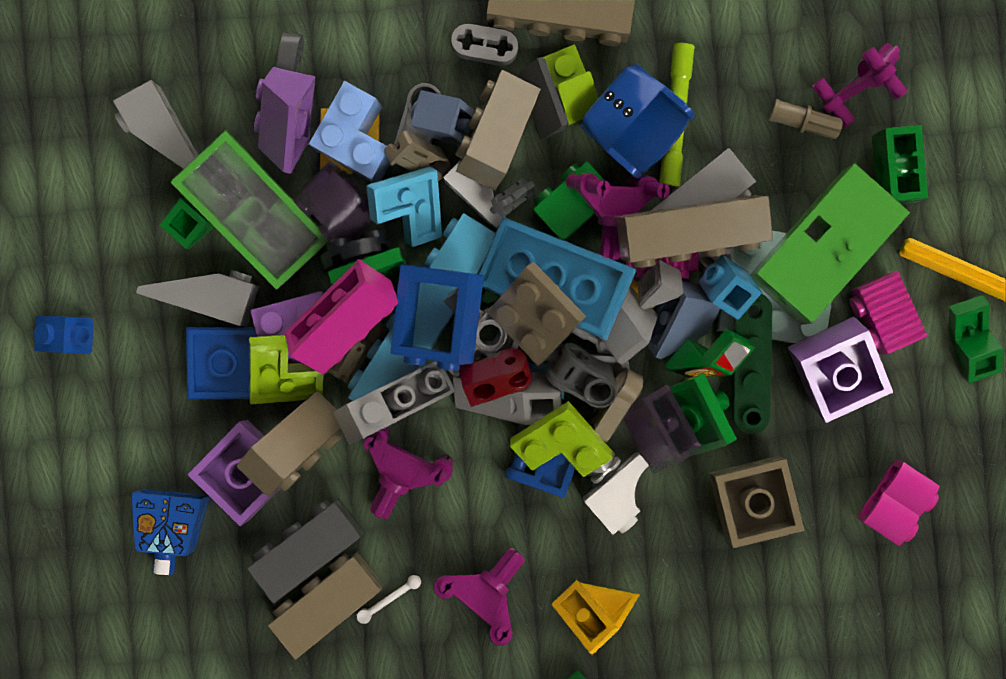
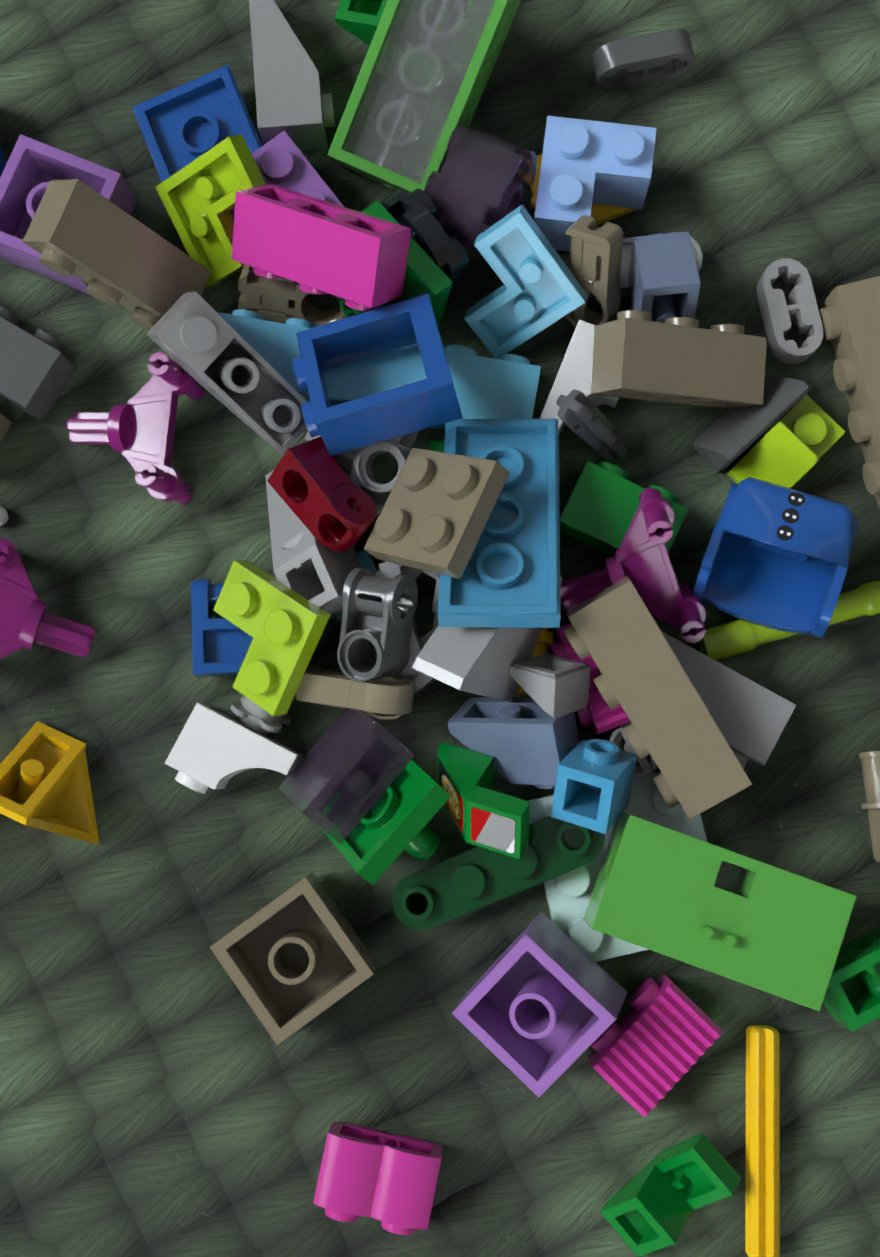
camera: 75 degrees right, 5 degrees down
(284, 116) = (574, 71): medium lavender slope -> none

